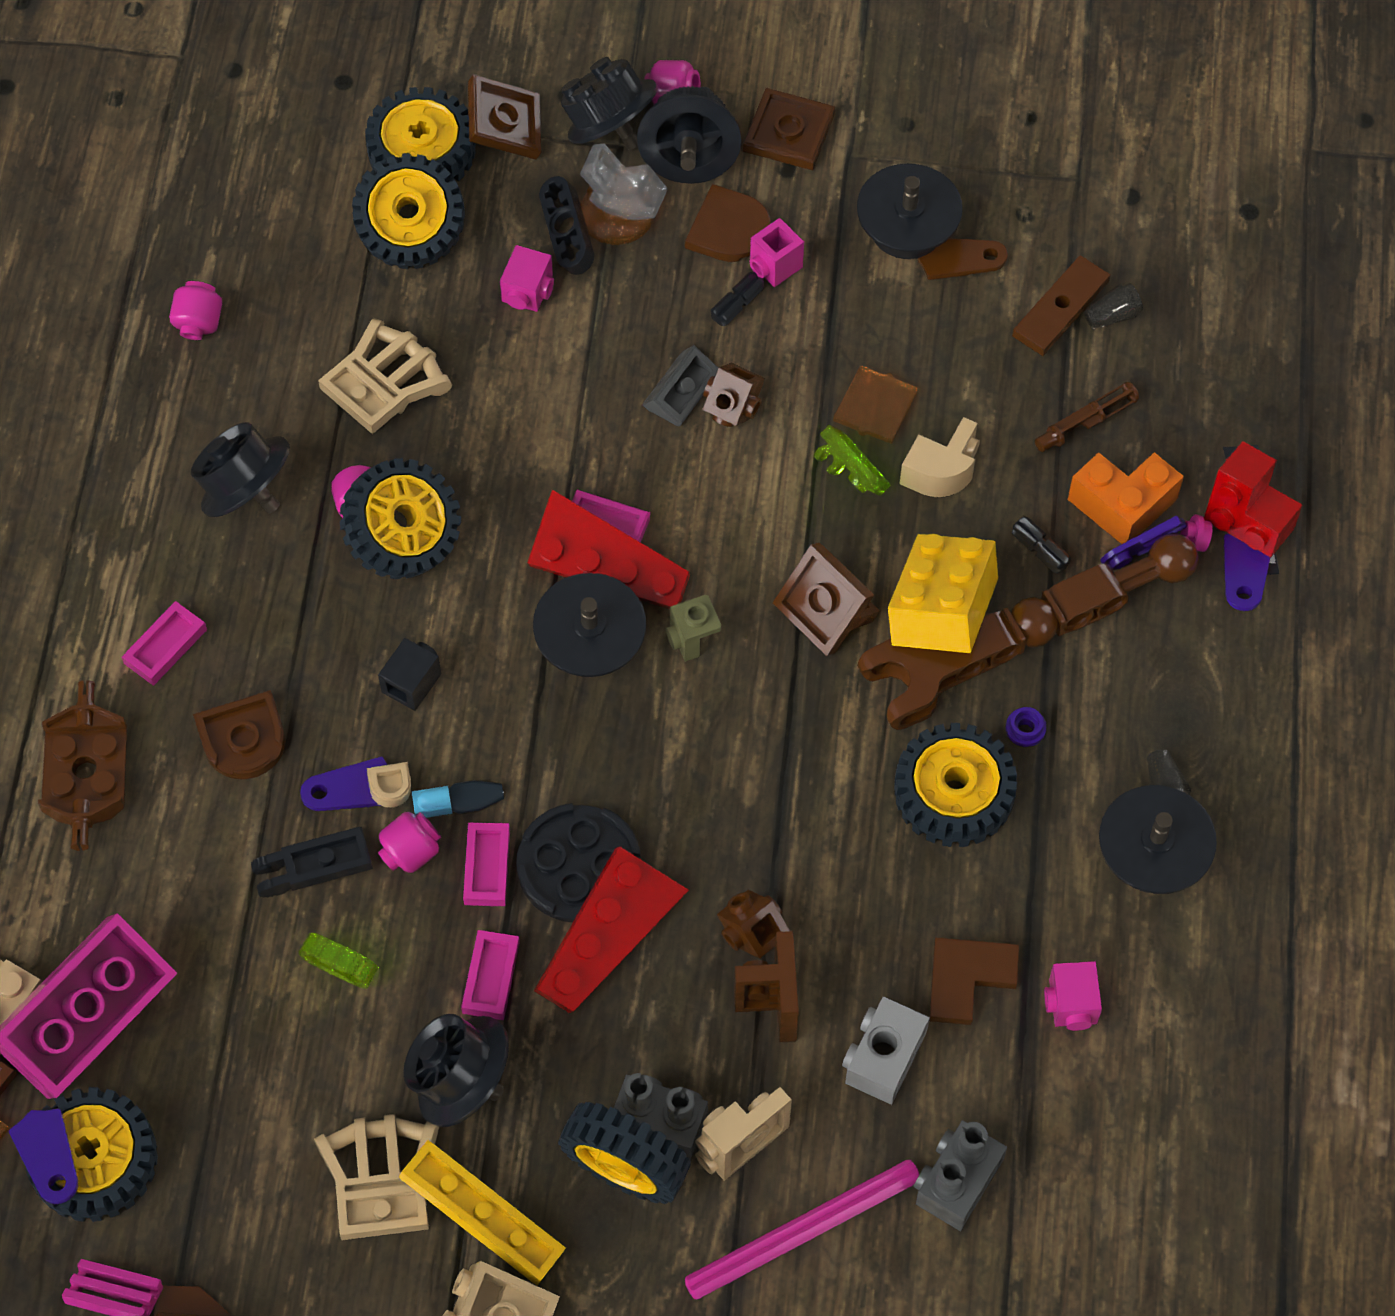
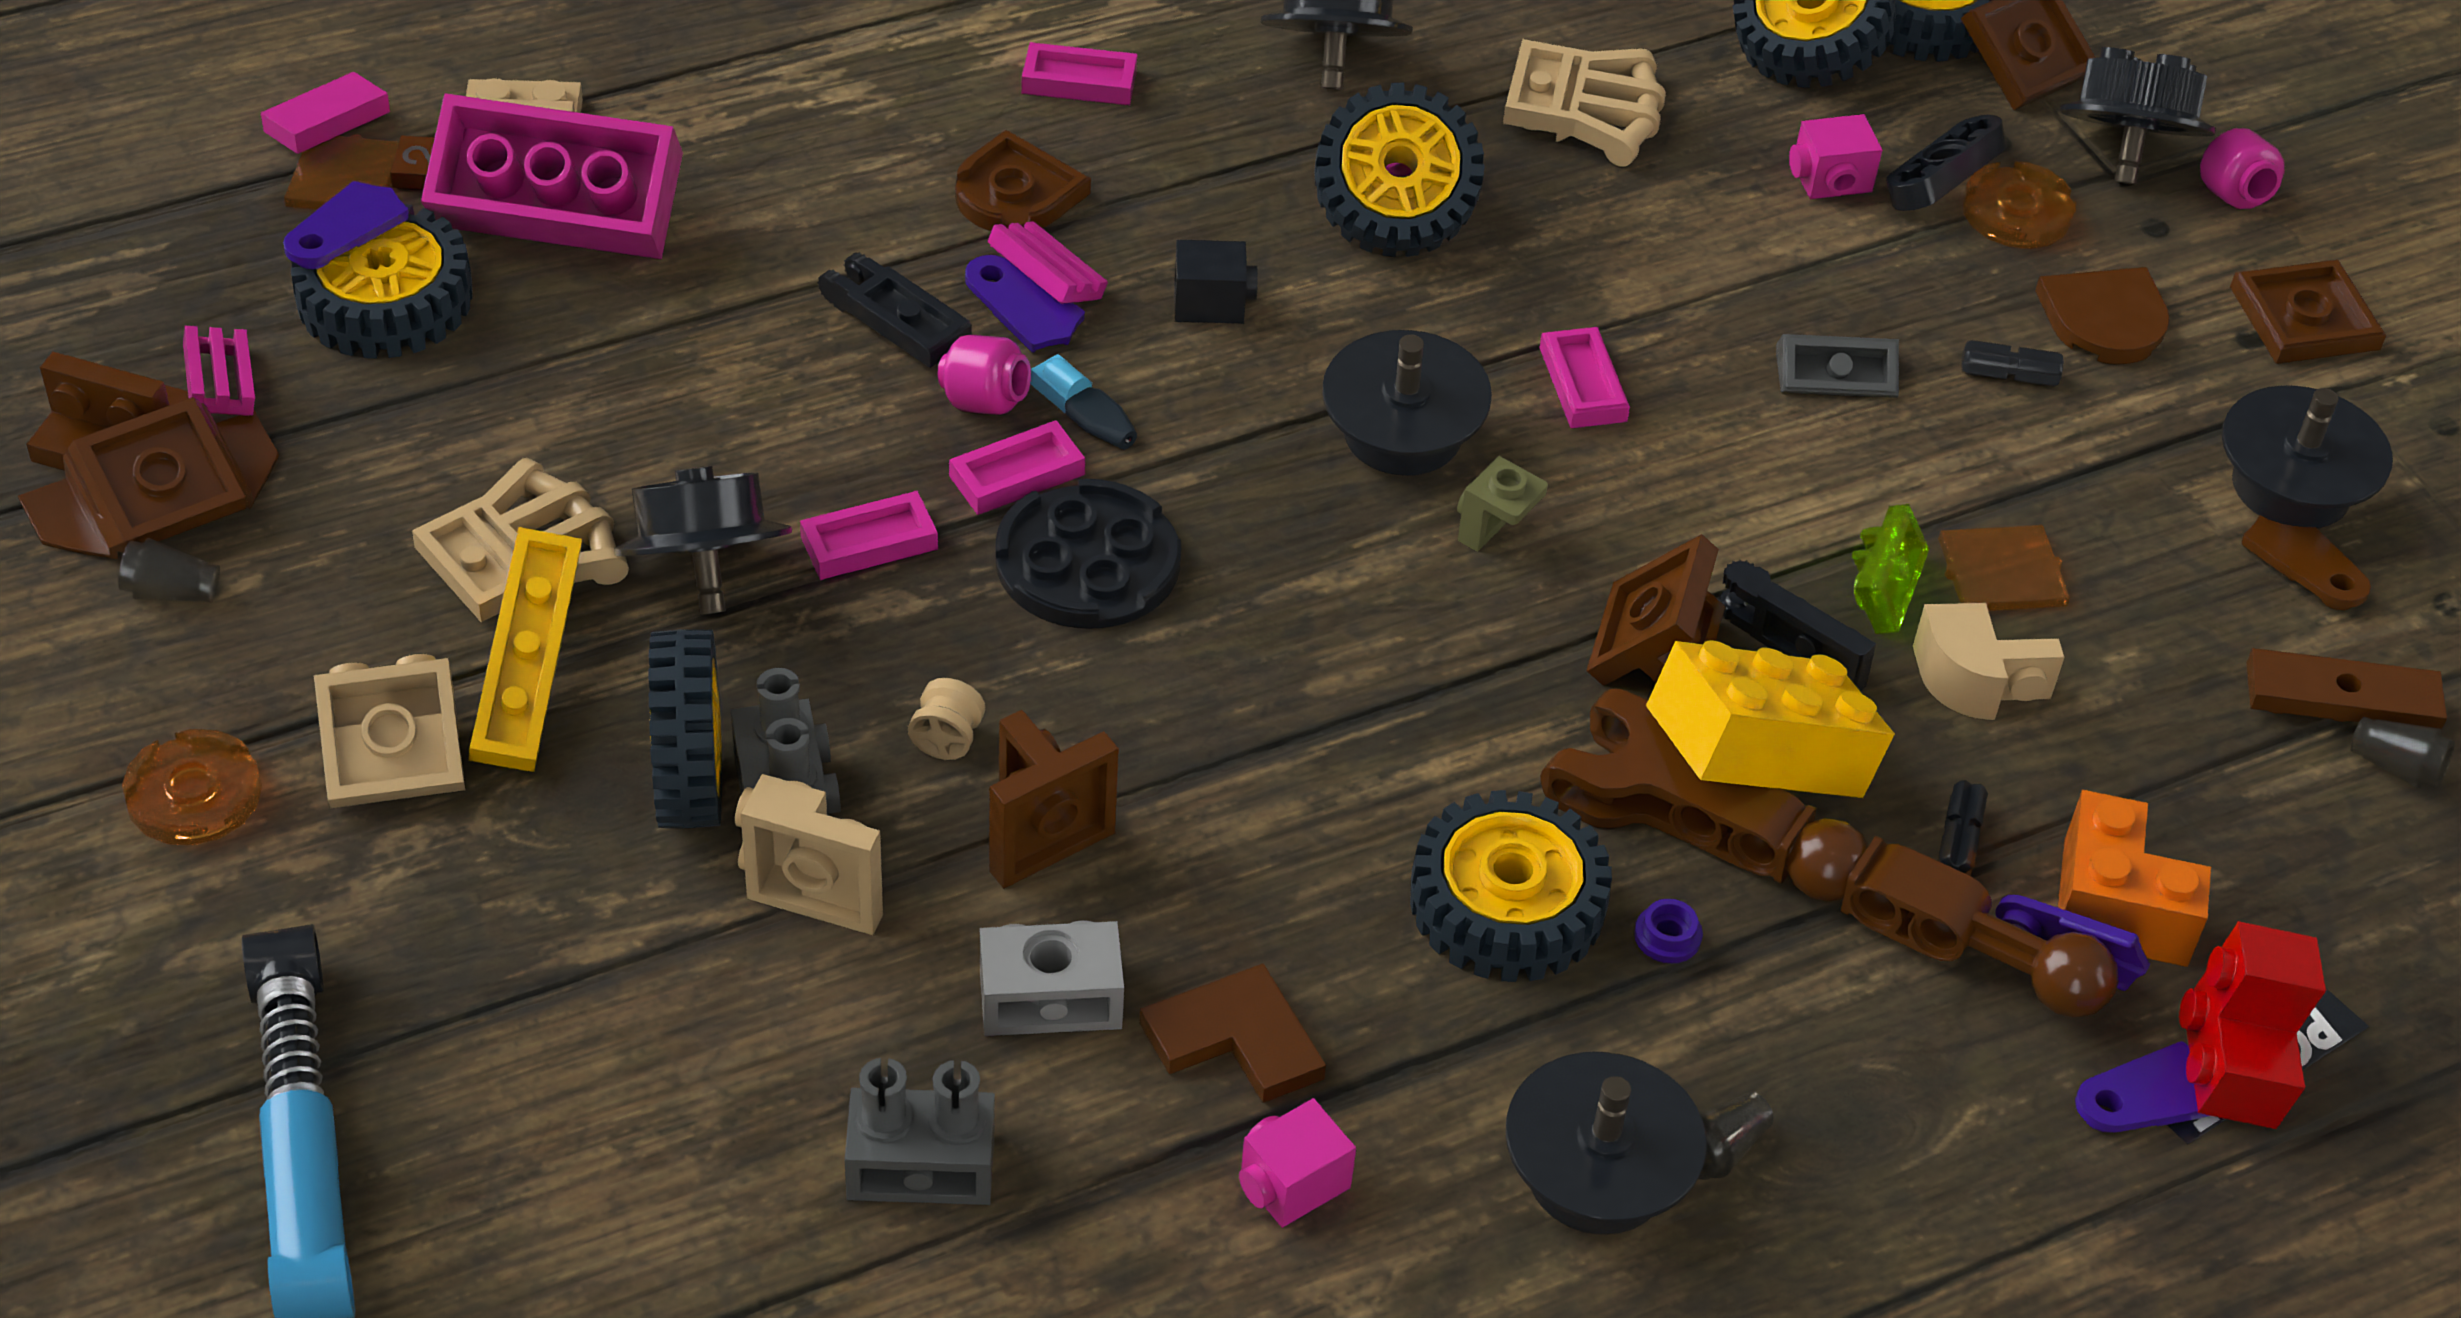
camera: 55 degrees right, 15 degrees down
(79, 737) = (833, 82): reddish brown plate -> none
(330, 754) = (1047, 262): none -> dark pink tile
(338, 960) = (780, 382): clear neon green beam -> none
(390, 784) = (1051, 328): tan tile -> none
(580, 542) = (1532, 385): red wing -> none
(612, 921) = (1023, 608): red wing -> none
(622, 190) = (2037, 171): clear brick -> none
(669, 1007) = (946, 718): none -> tan wheel
(689, 136) = (2176, 192): black piece -> none
(733, 395) = (1864, 402): reddish brown brick -> none
(752, 923) = (1154, 745): reddish brown brick -> none
(776, 252) = (2106, 355): dark pink brick -> none
(801, 1229) = (711, 997): dark pink axle -> none
(868, 534) = (1790, 622): none -> black hinge
(1087, 416) = (2212, 798): reddish brown piece -> none
(1198, 531) = (2145, 998): dark pink plate -> none

